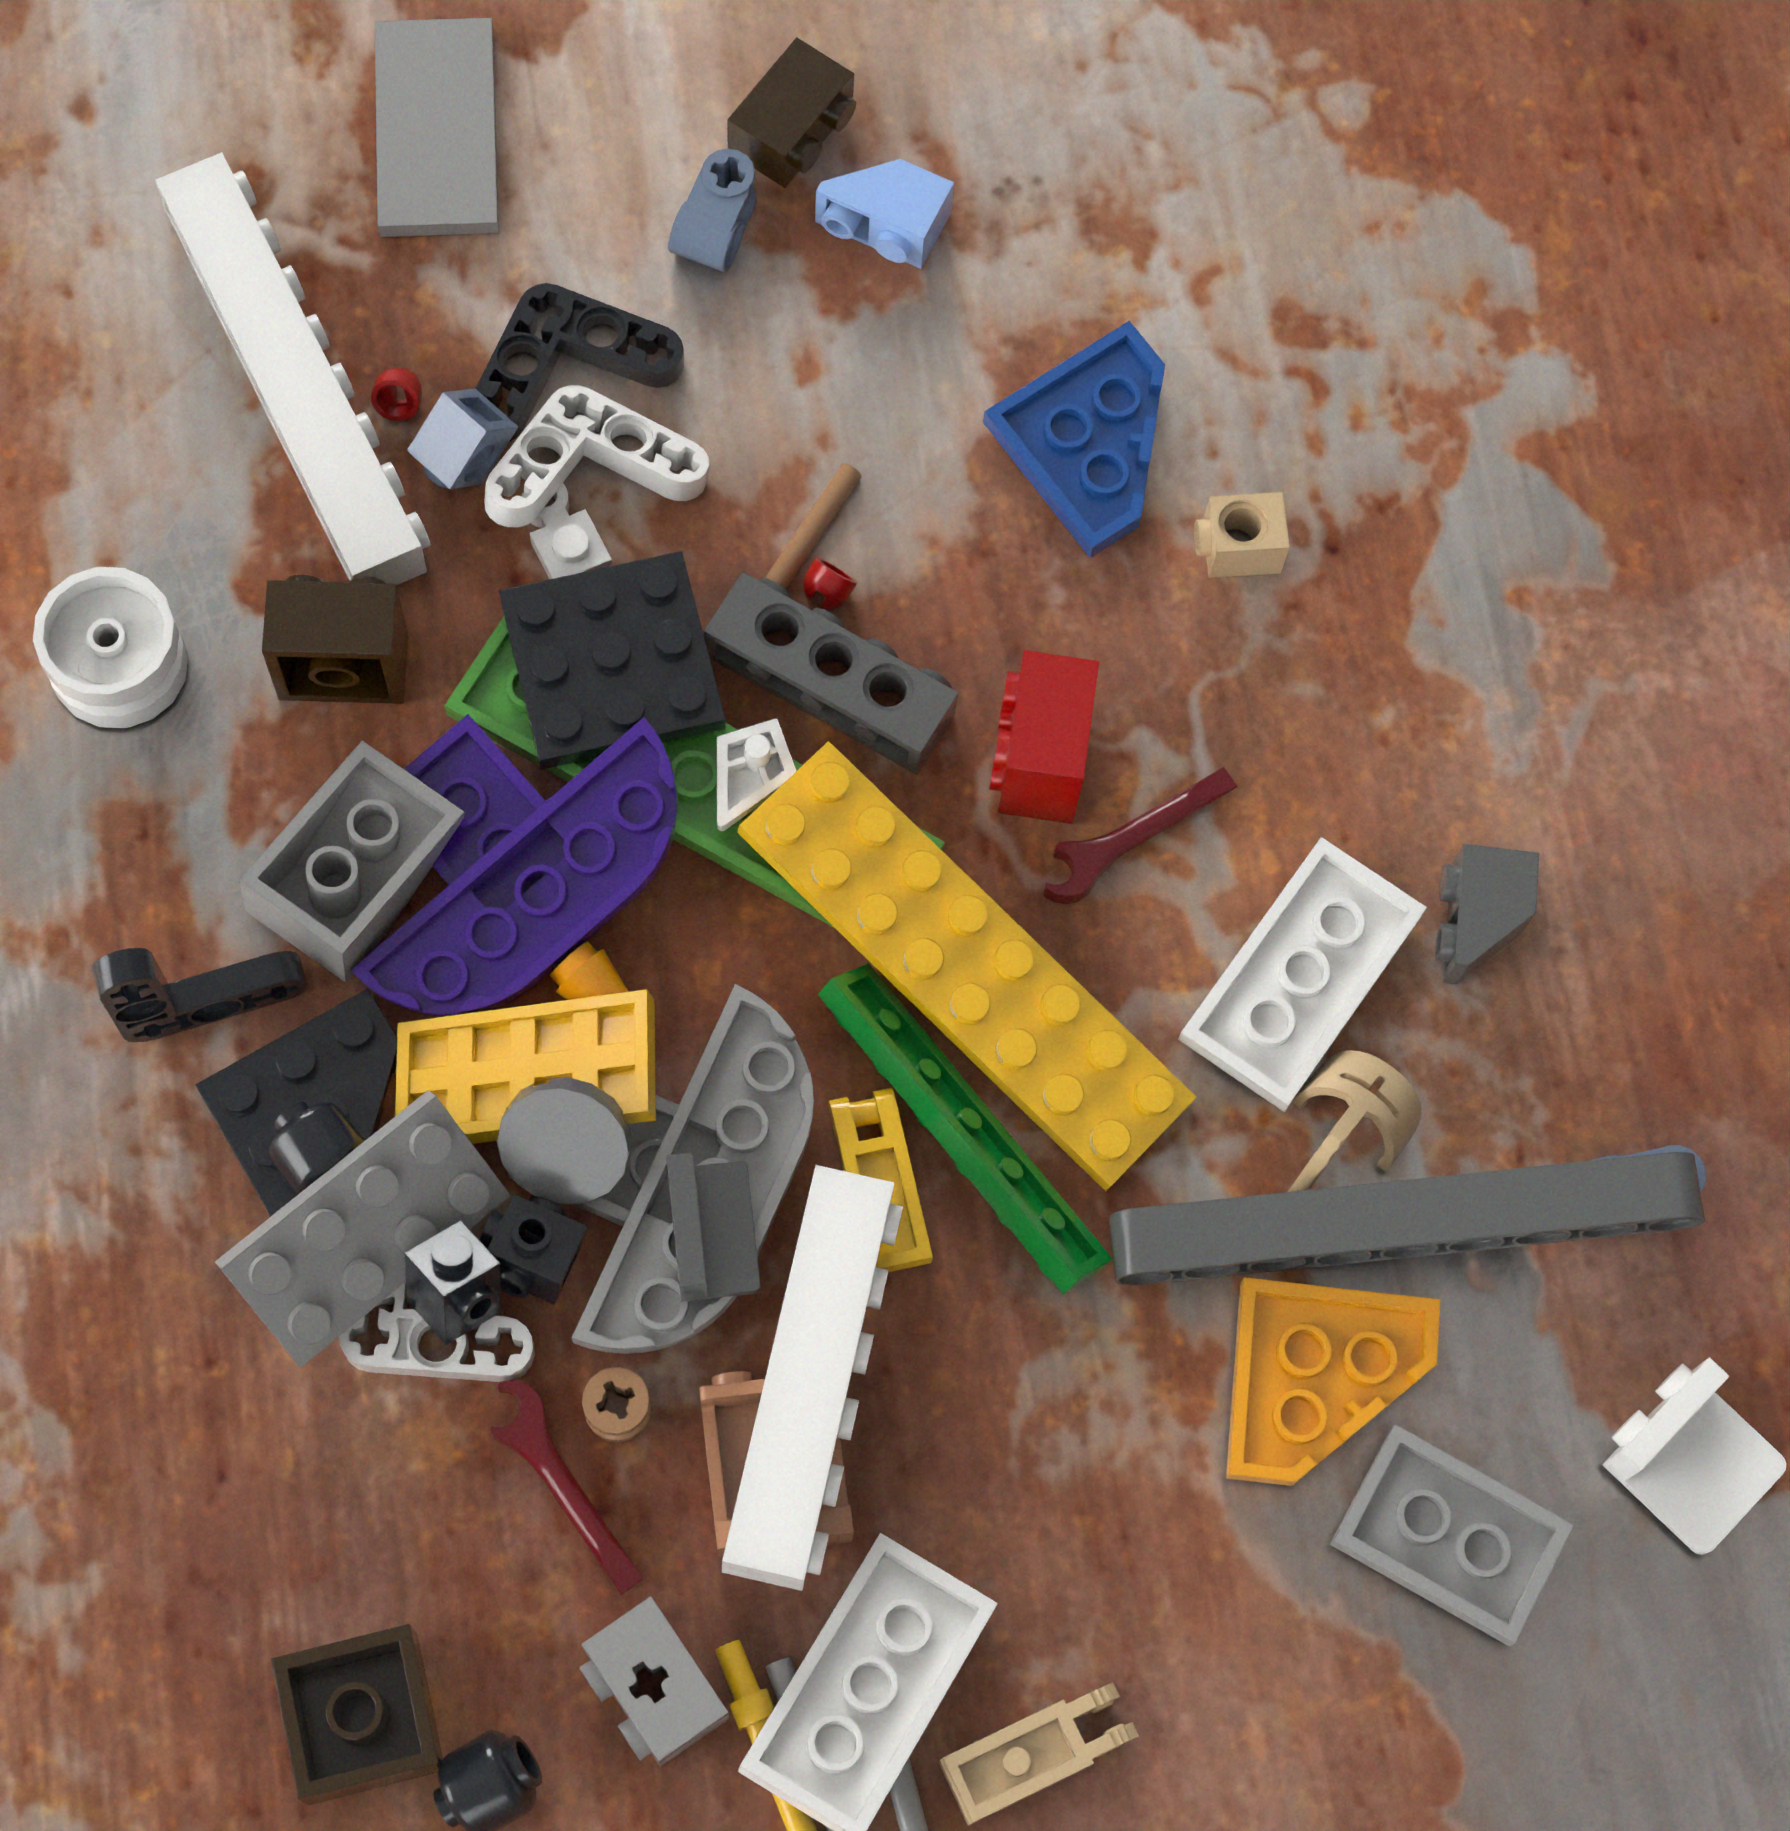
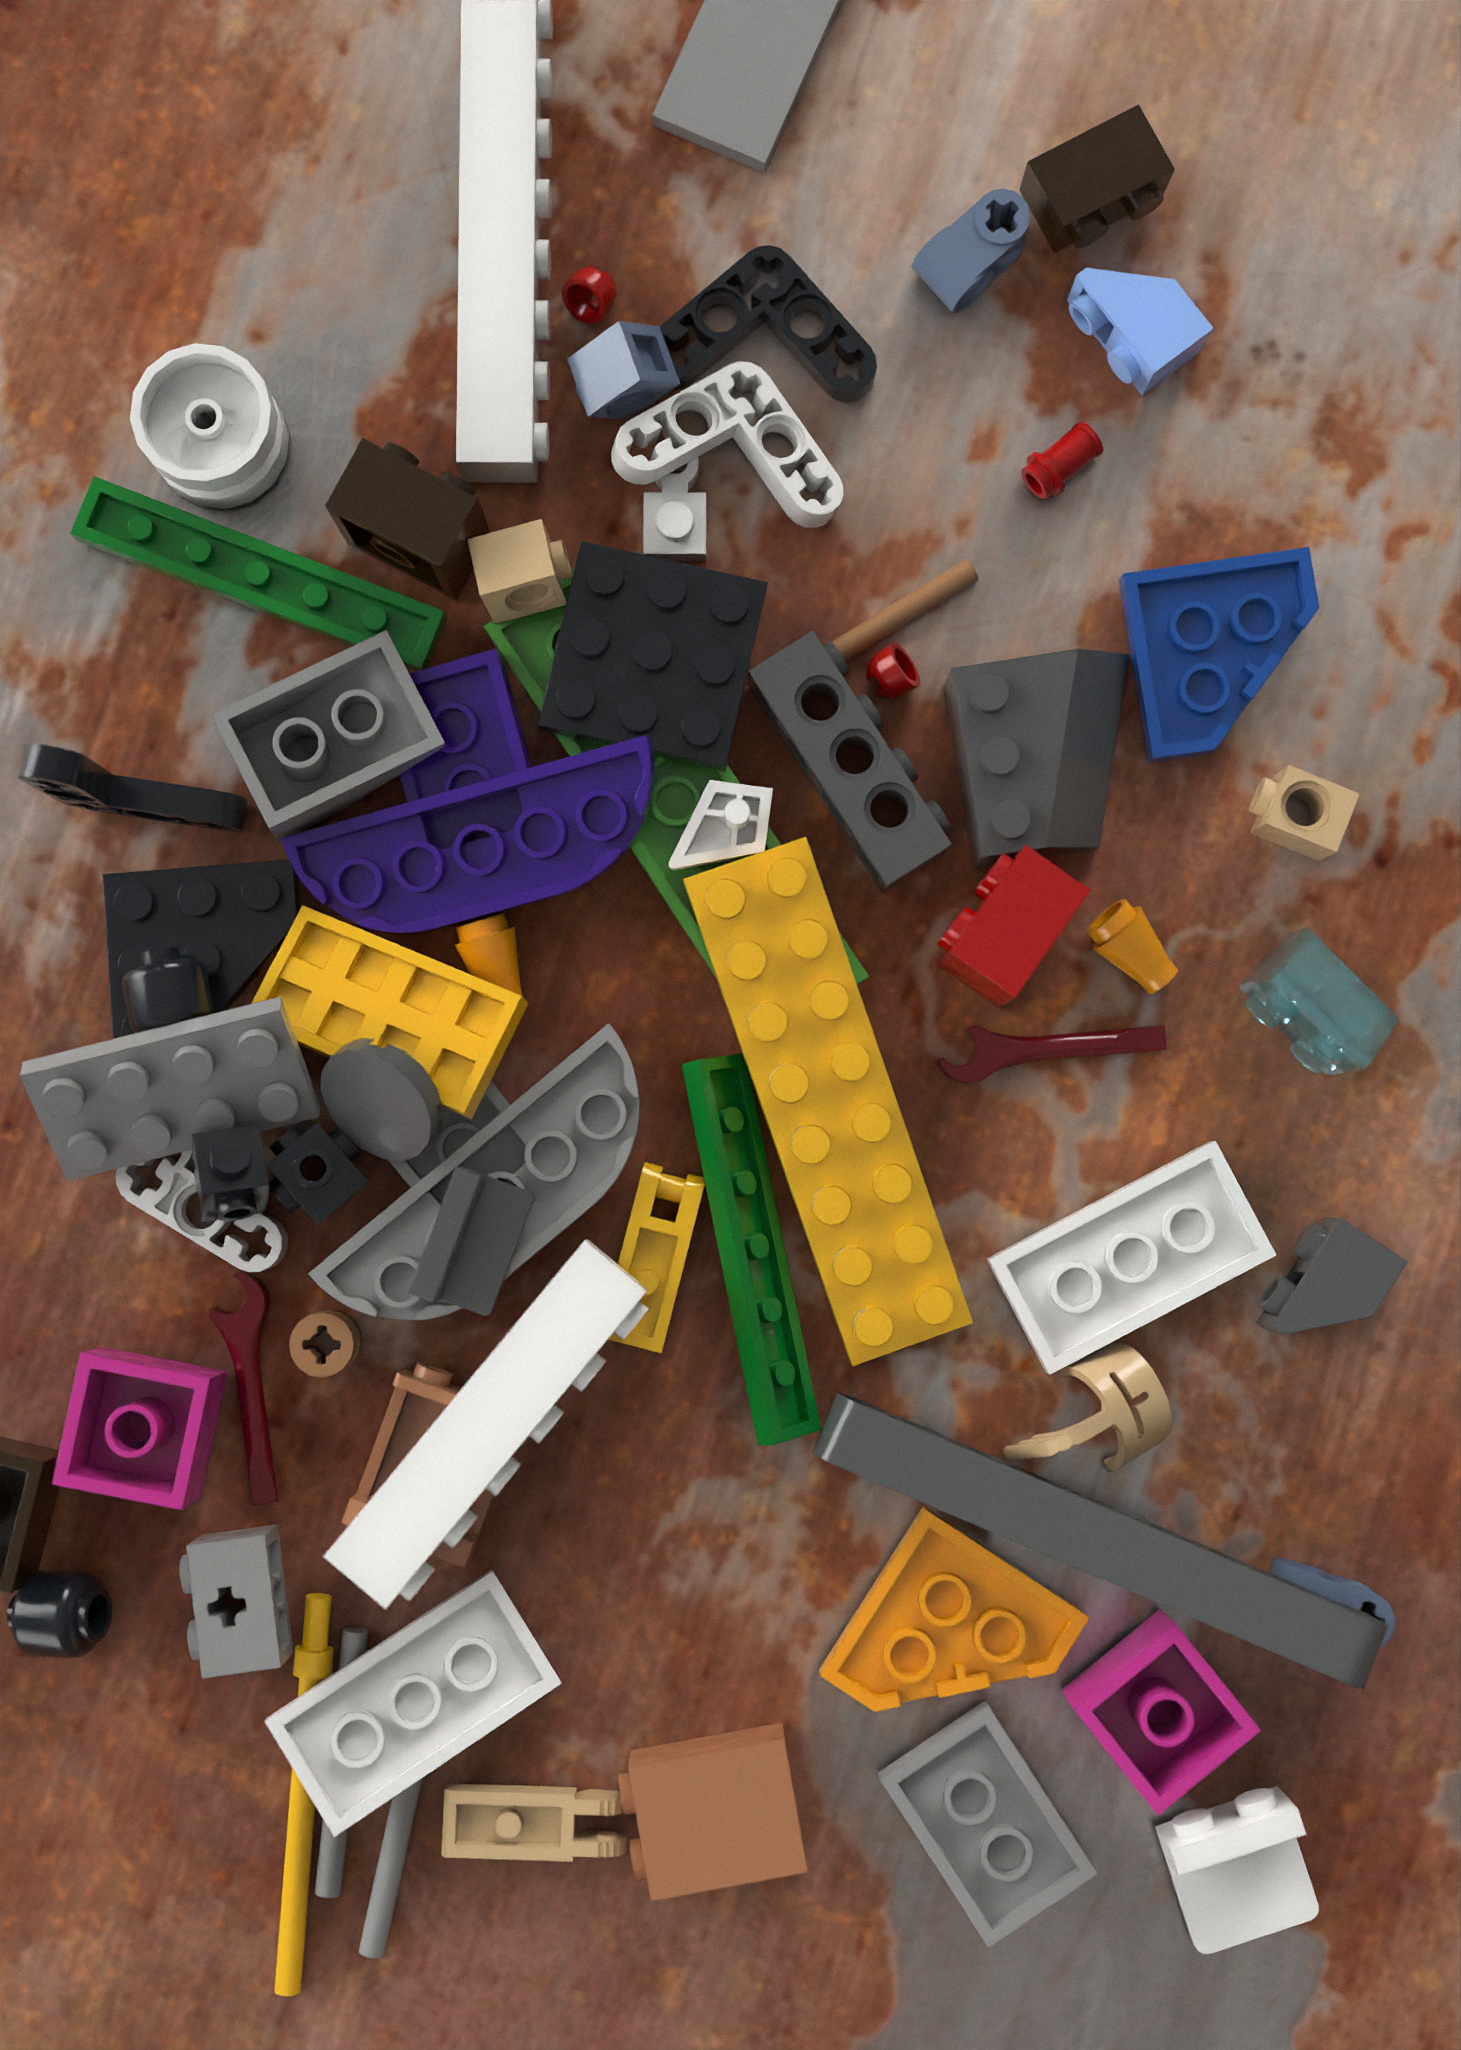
camera: 30 degrees right, 15 degrees up
(201, 757) = (254, 572): none -> green plate
(457, 639) = (520, 570): none -> tan brick
(481, 1559) = (140, 1427): none -> dark pink brick
(875, 359) = (1051, 469): none -> red pin
(982, 586) = (1035, 749): none -> dark grey wedge
(1158, 711) = (1131, 944): none -> light orange cone
(1200, 1649) = (713, 1812): none -> nougat brick
(1343, 684) = (1318, 1005): none -> clear light blue slope
(1546, 1345) = (1160, 1711): none -> dark pink brick

